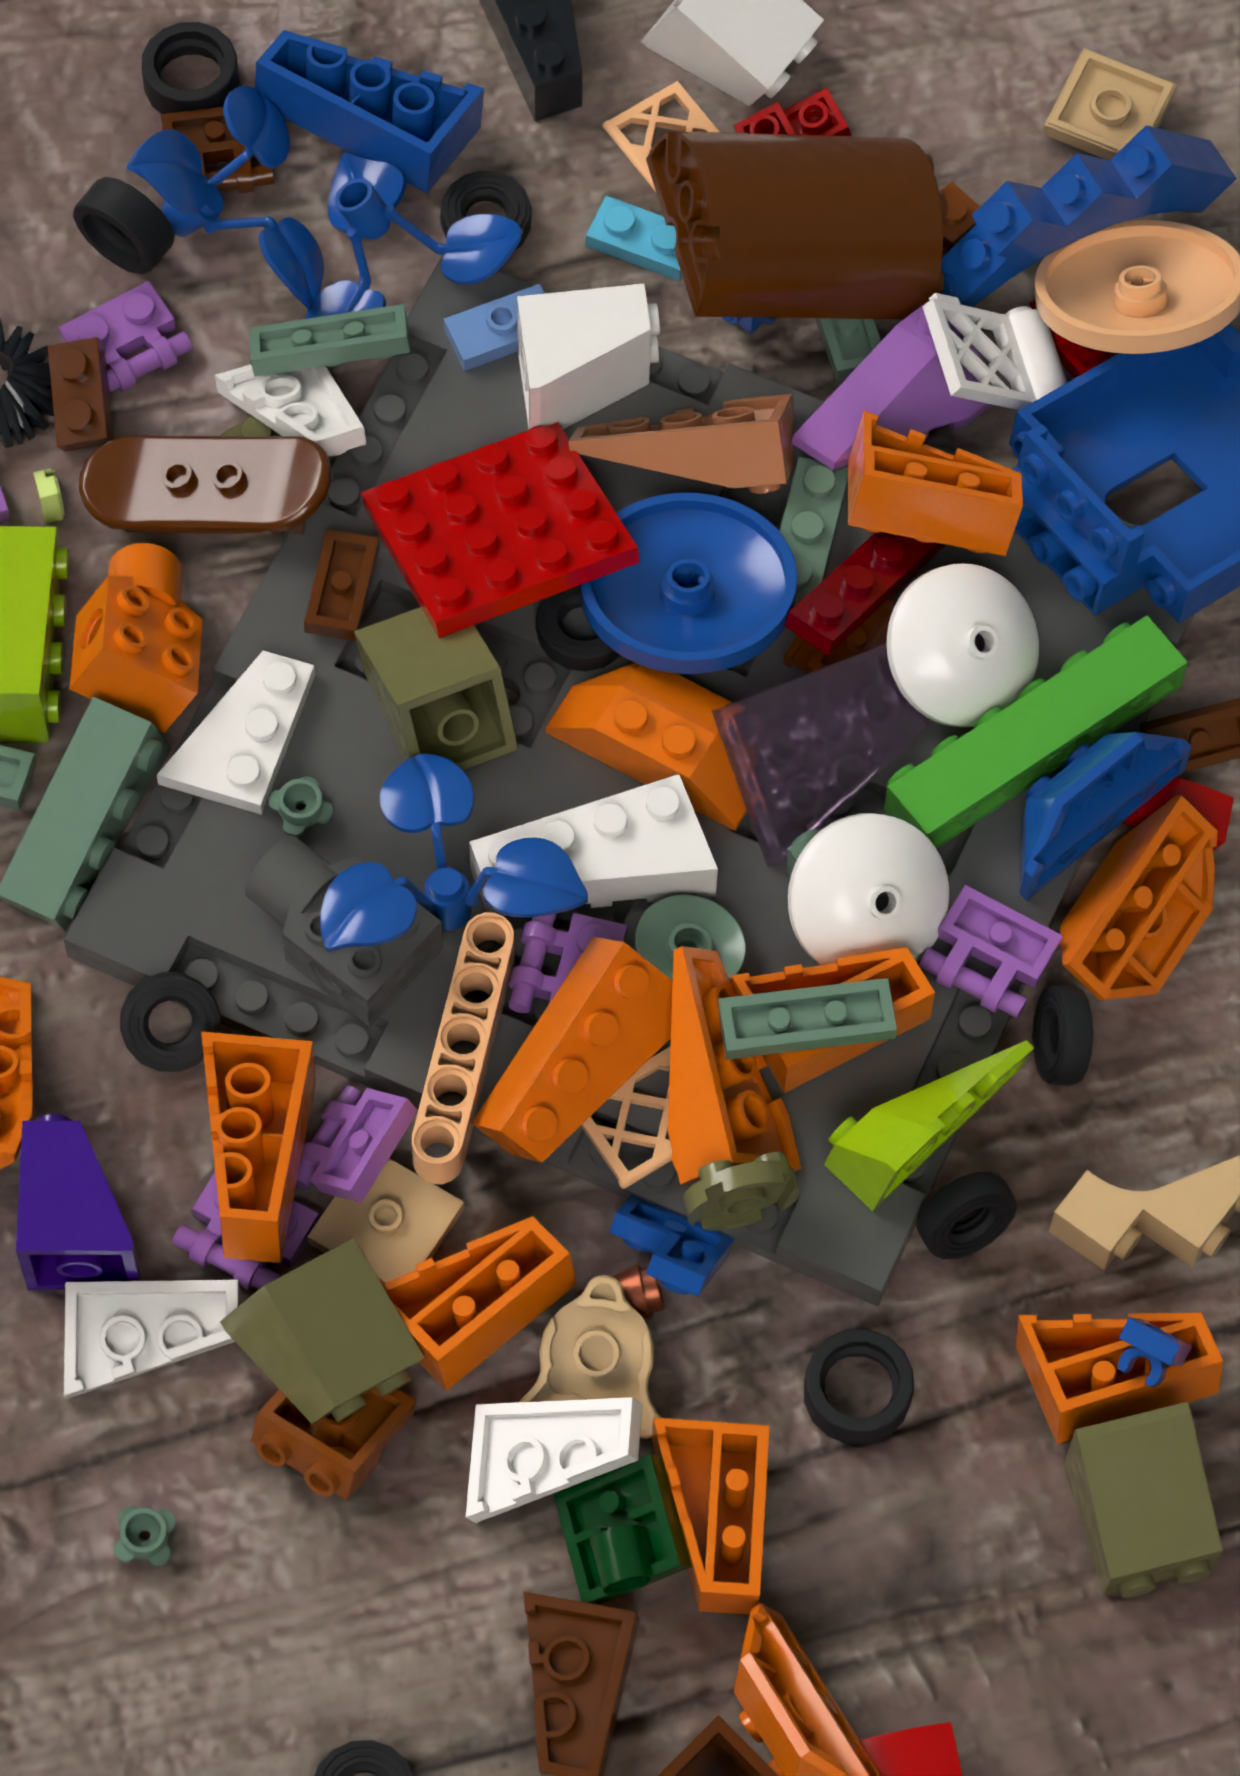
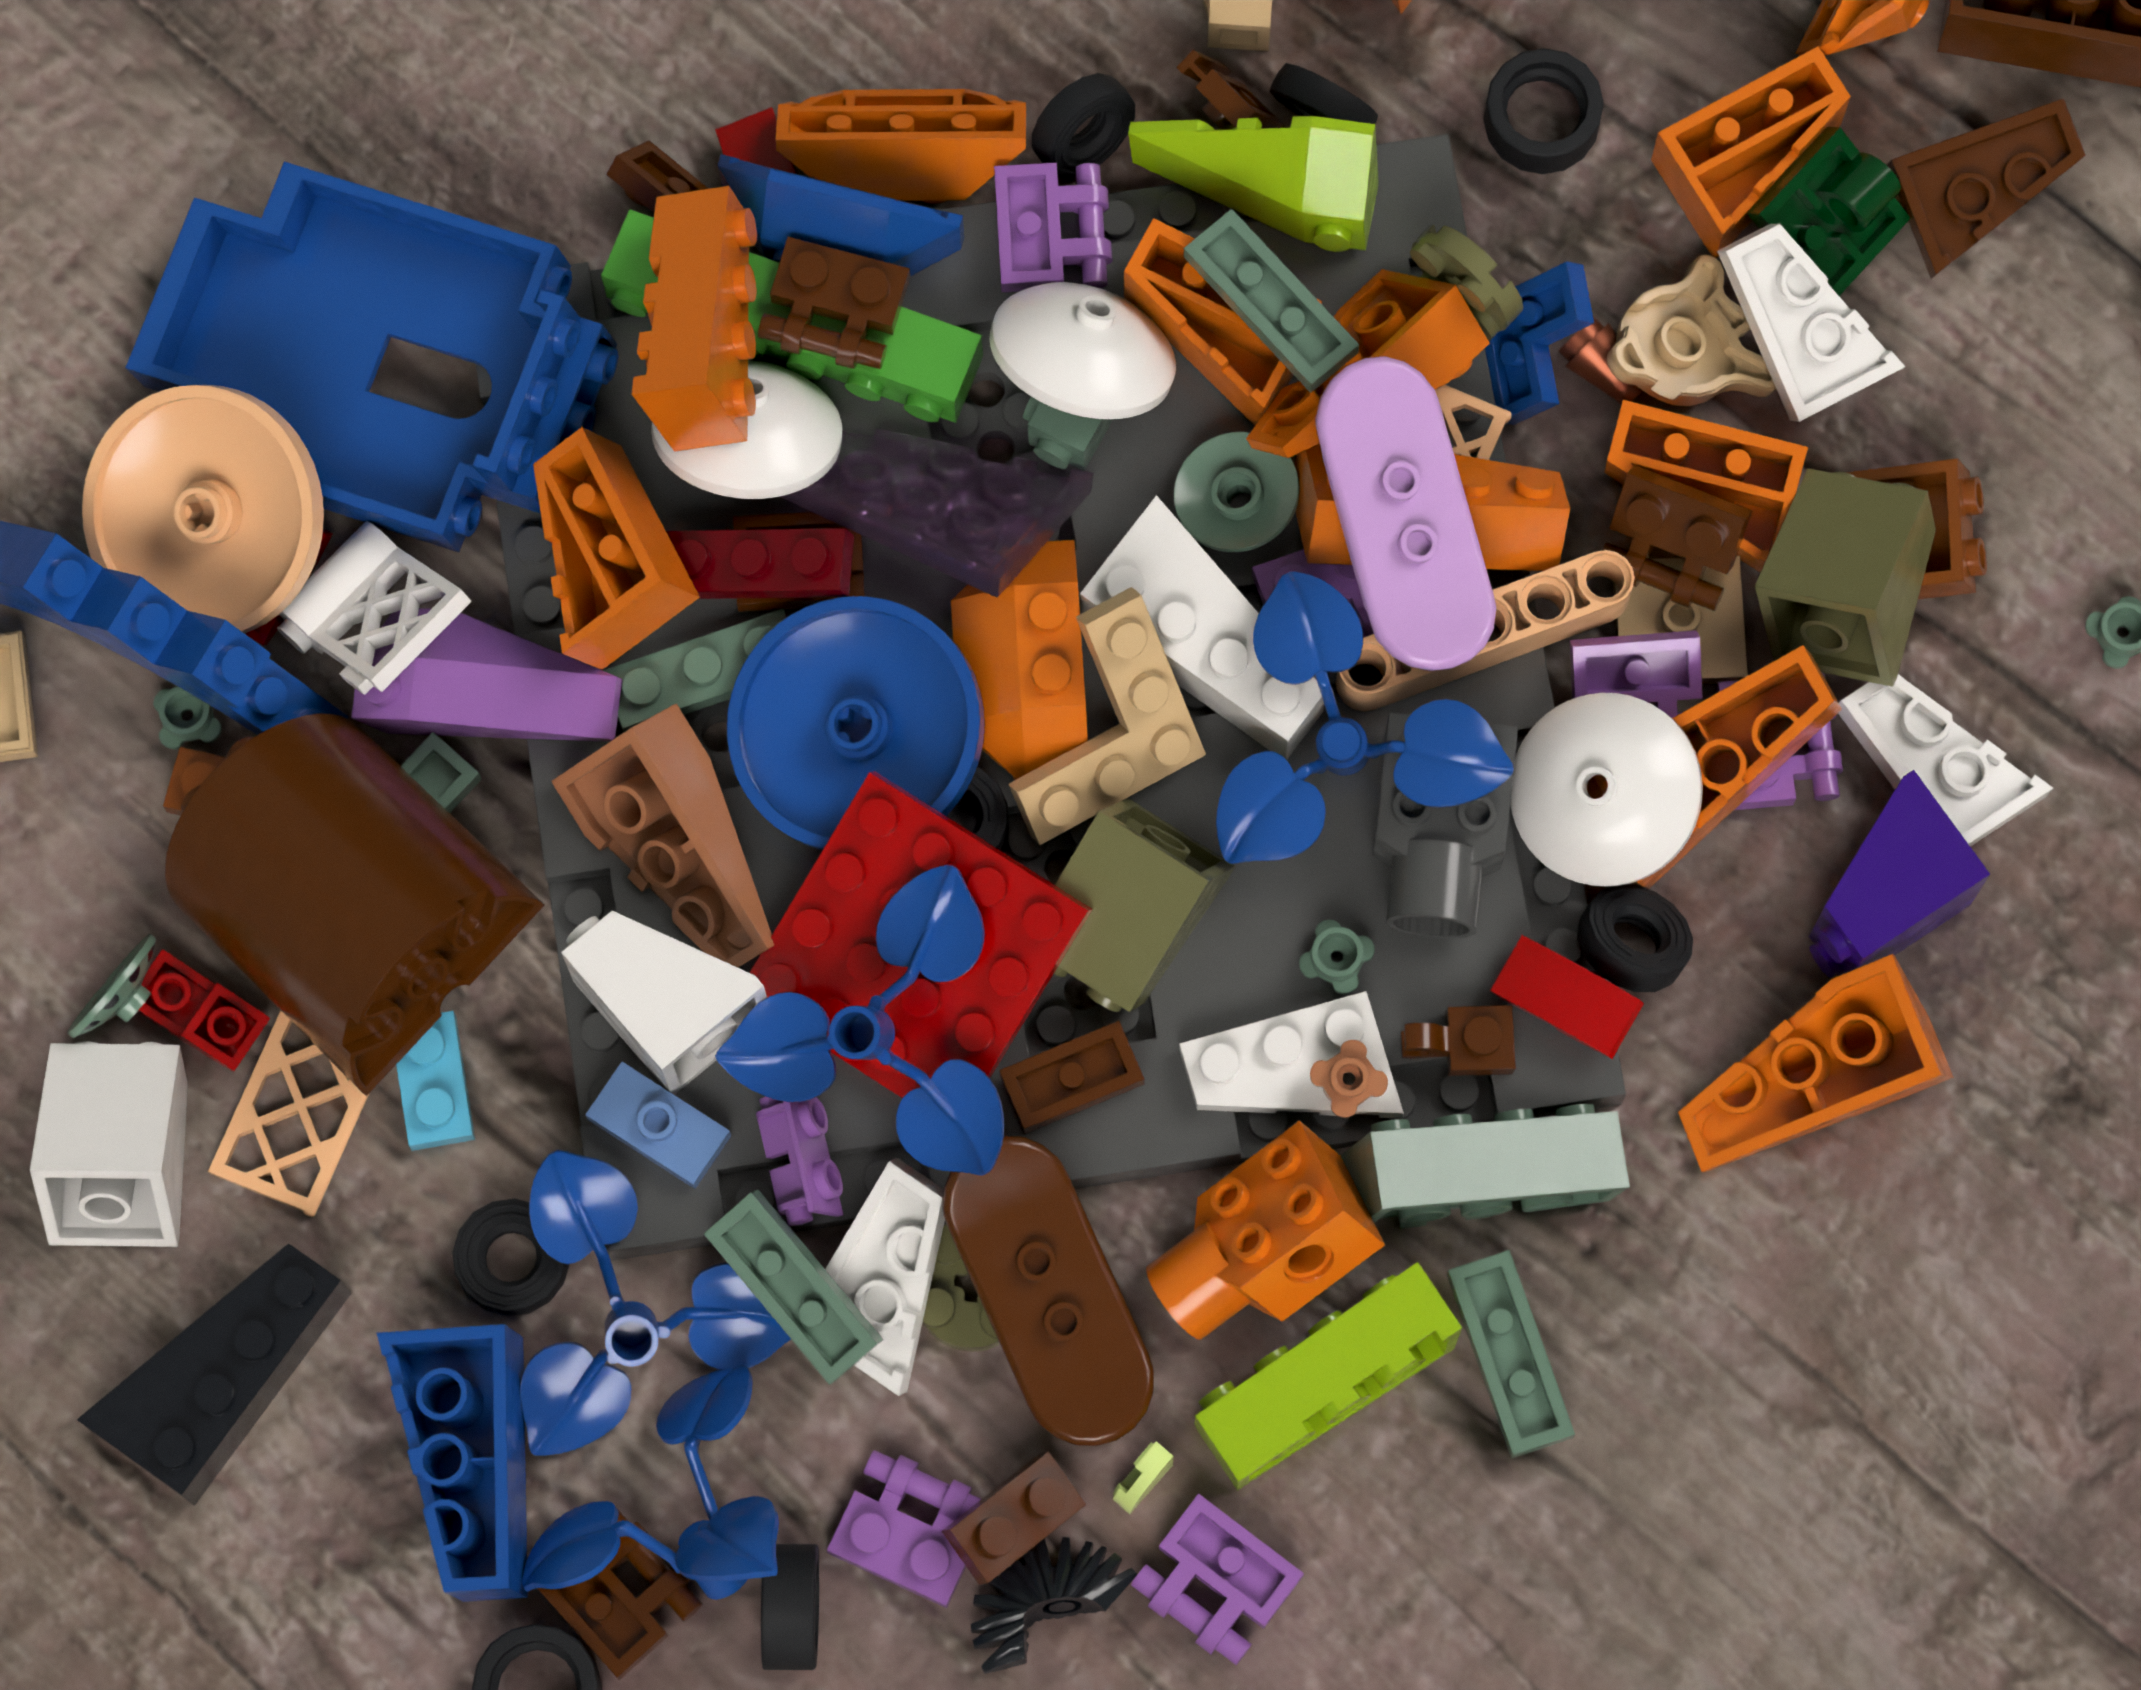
camera: 120 degrees left, 10 degrees up
(146, 930) = (1567, 996): none -> red slope
(176, 856) = (1473, 1040): none -> reddish brown plate
(204, 757) = (1346, 1097): none -> nougat plate
(282, 1047) = (1649, 794): none -> white dish
(413, 398) = (811, 1179): none -> medium lavender hinge
(440, 1229) = (1683, 523): none -> reddish brown plate
(489, 400) = (788, 1037): none -> blue plant
(546, 767) = (1146, 746): none -> tan plate
(567, 992) = (1405, 514): none -> lavender piece
(830, 77) = (121, 992): none -> sand green dish
(1016, 1142) = (1226, 96): none -> reddish brown plate
(1027, 756) = (838, 287): none -> reddish brown plate
(1054, 619) = (699, 320): none -> orange wedge

